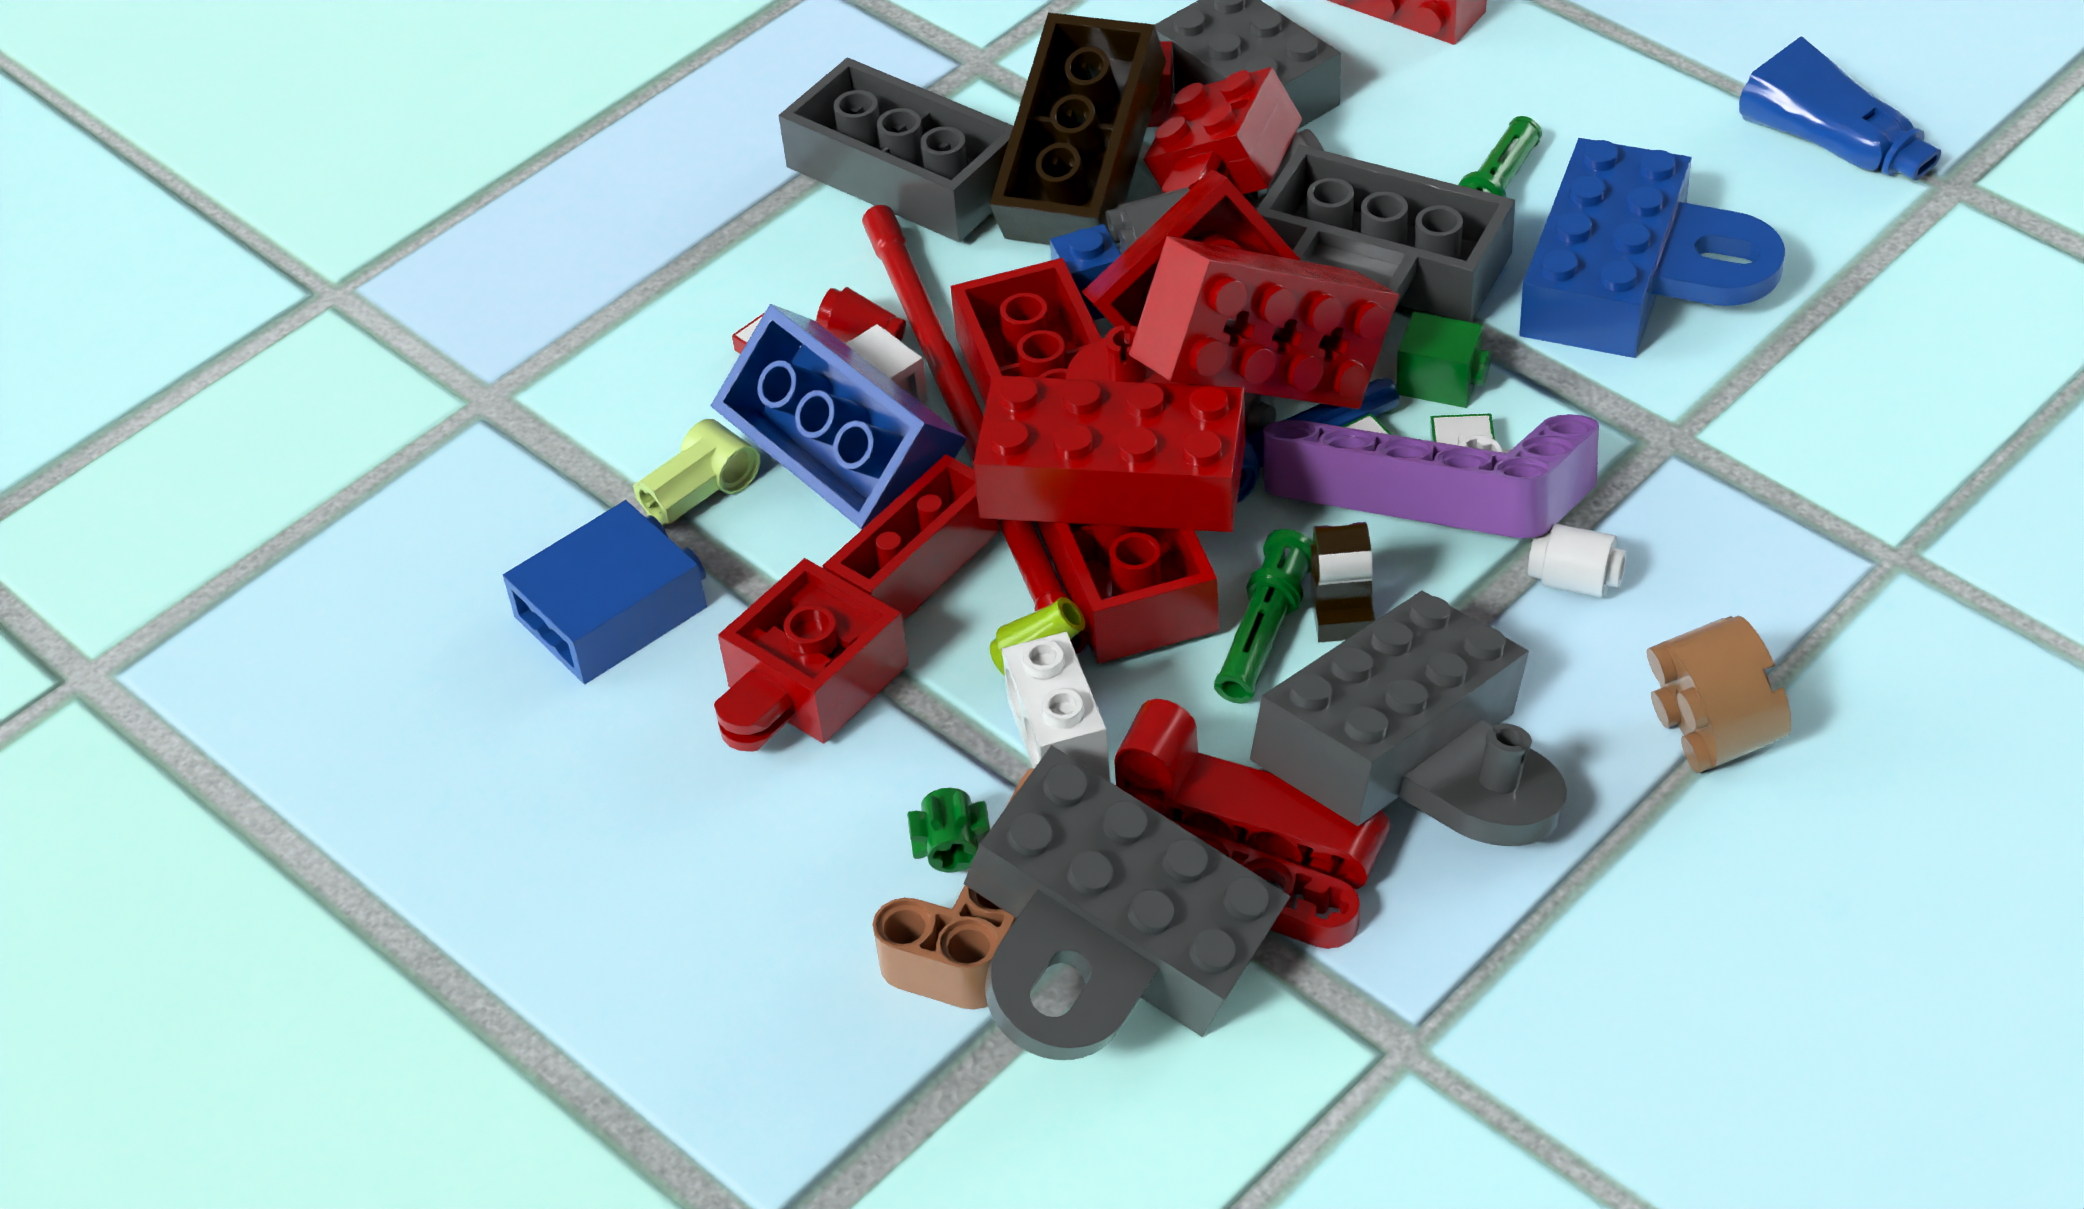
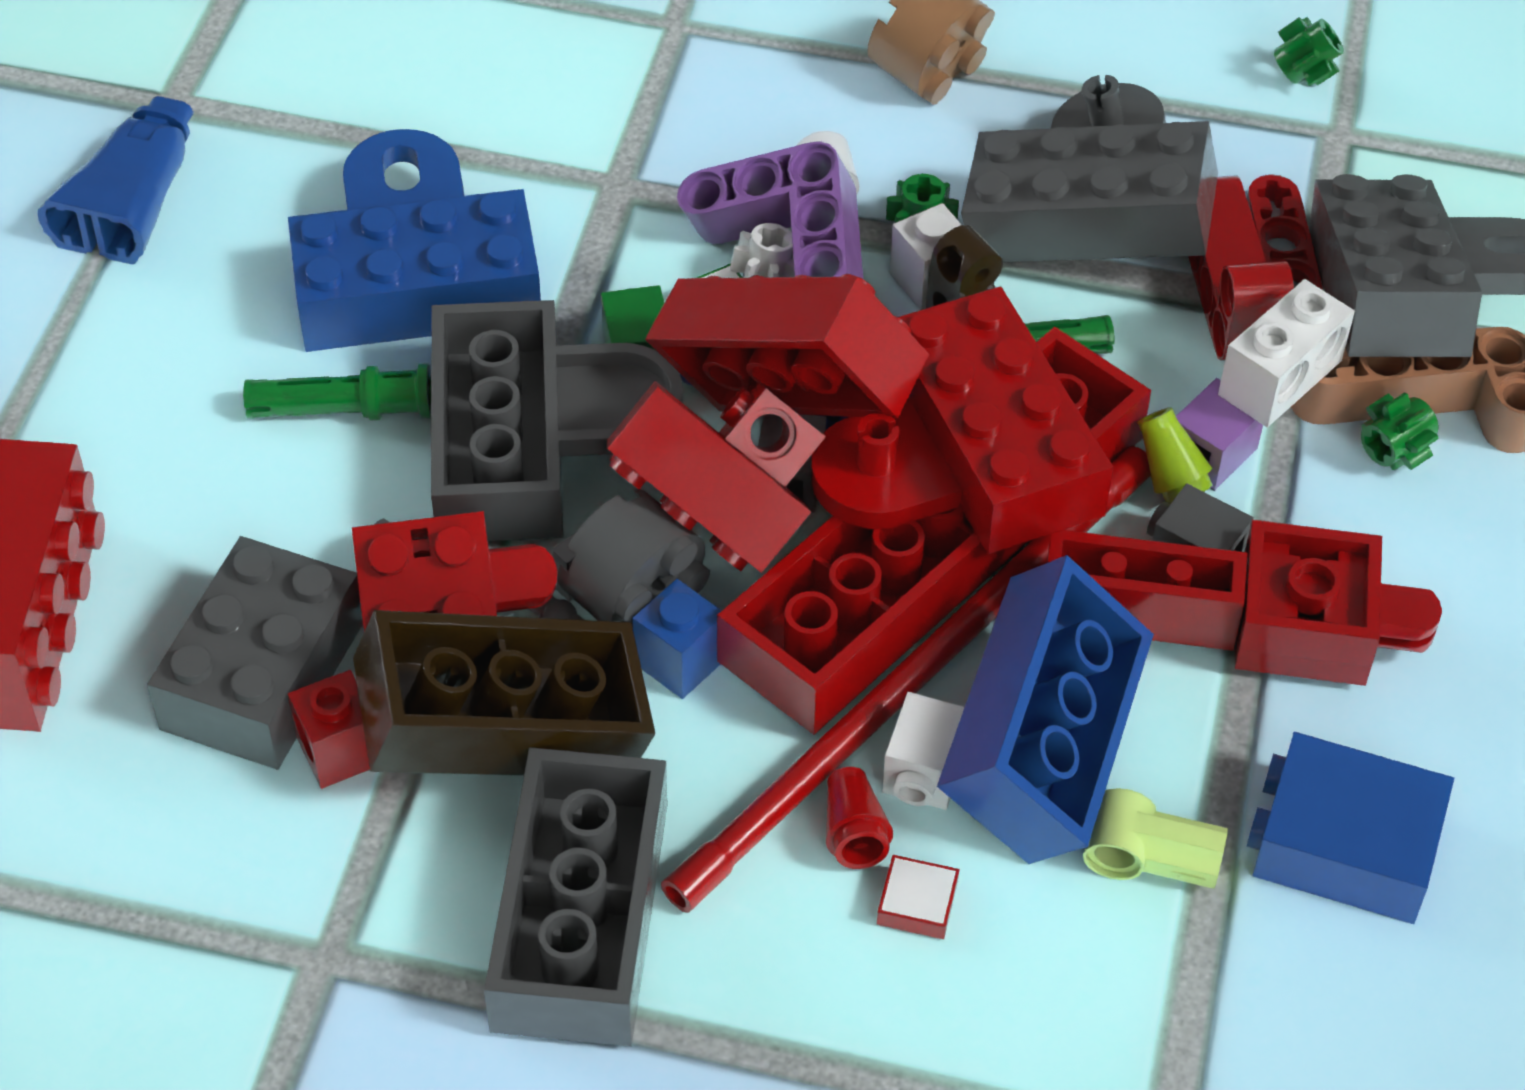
camera: 125 degrees left, 5 degrees up
(947, 628) = (1200, 521): none -> dark grey brick
(1403, 568) = (913, 247): none -> white brick
(1484, 599) = (917, 195): none -> green gear
(1538, 1030) = (1308, 51): none -> green gear

